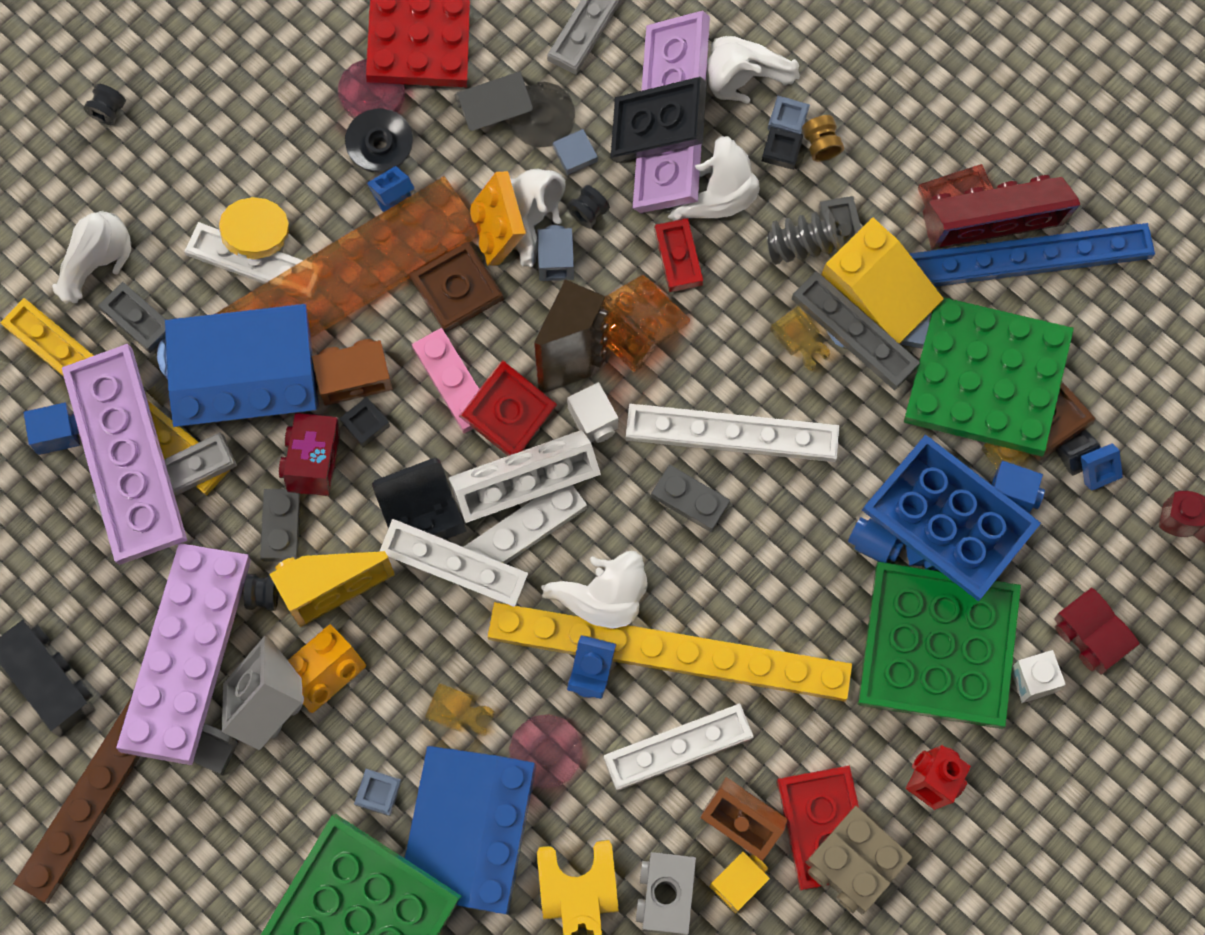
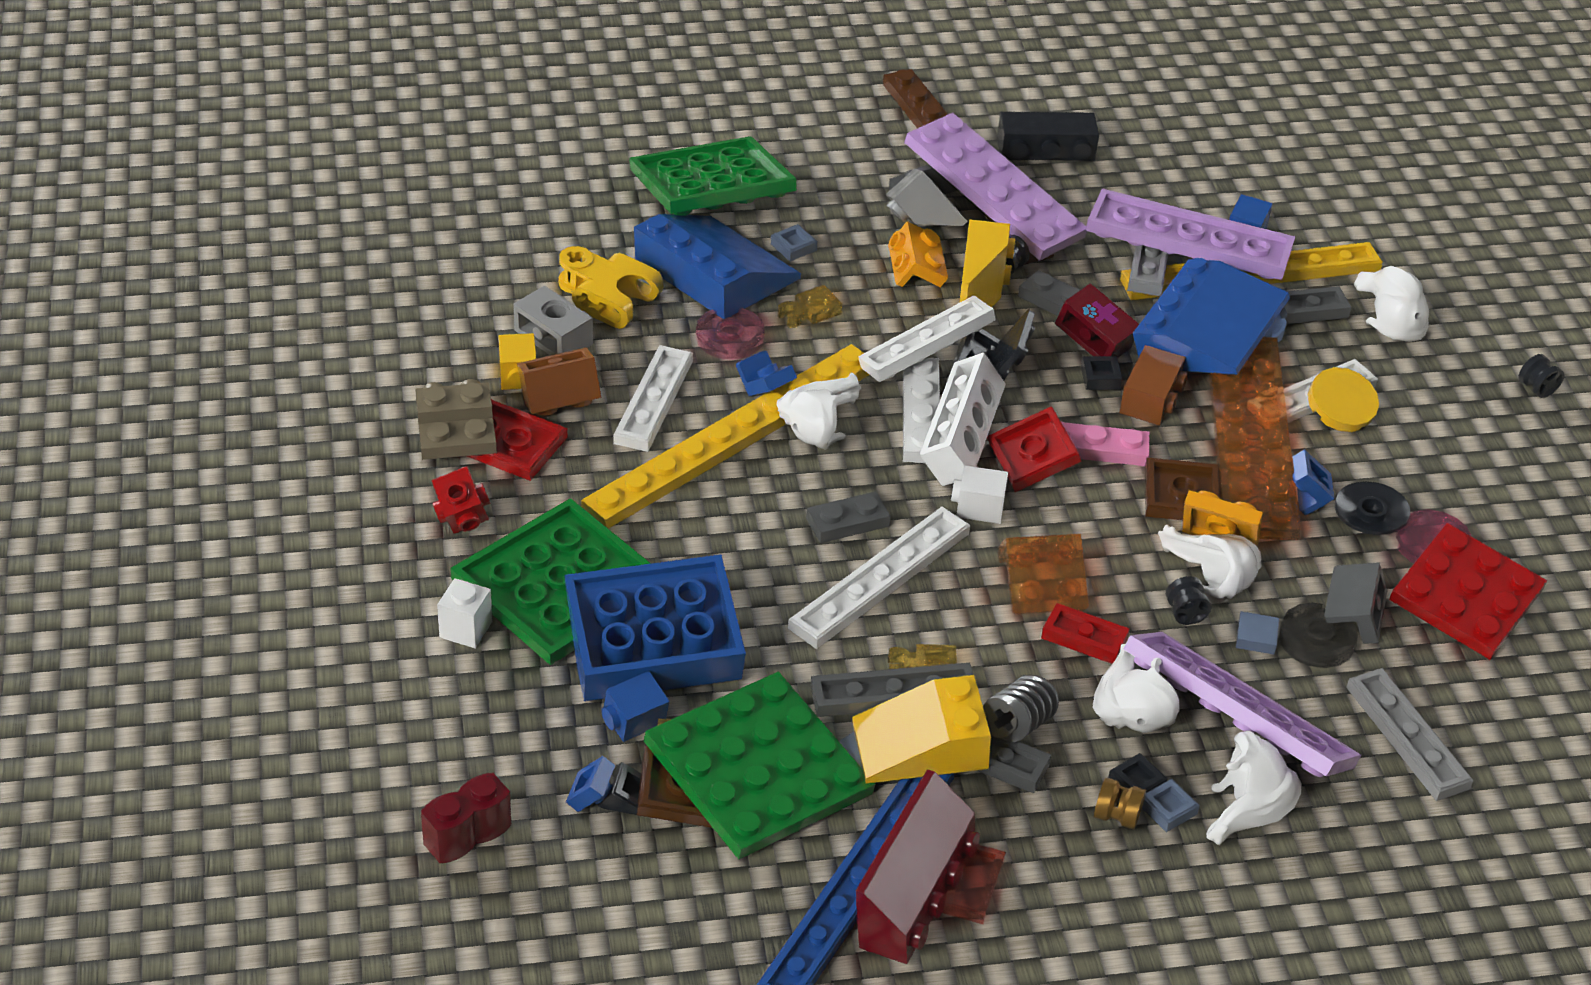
camera: 125 degrees right, 30 degrees down
(555, 253) = (1157, 554): sand blue brick -> none
(571, 337) = (1059, 466): dark brown slope -> none
(658, 120) = (1237, 679): black tile -> none
(1095, 631) = (456, 679): dark red brick -> none

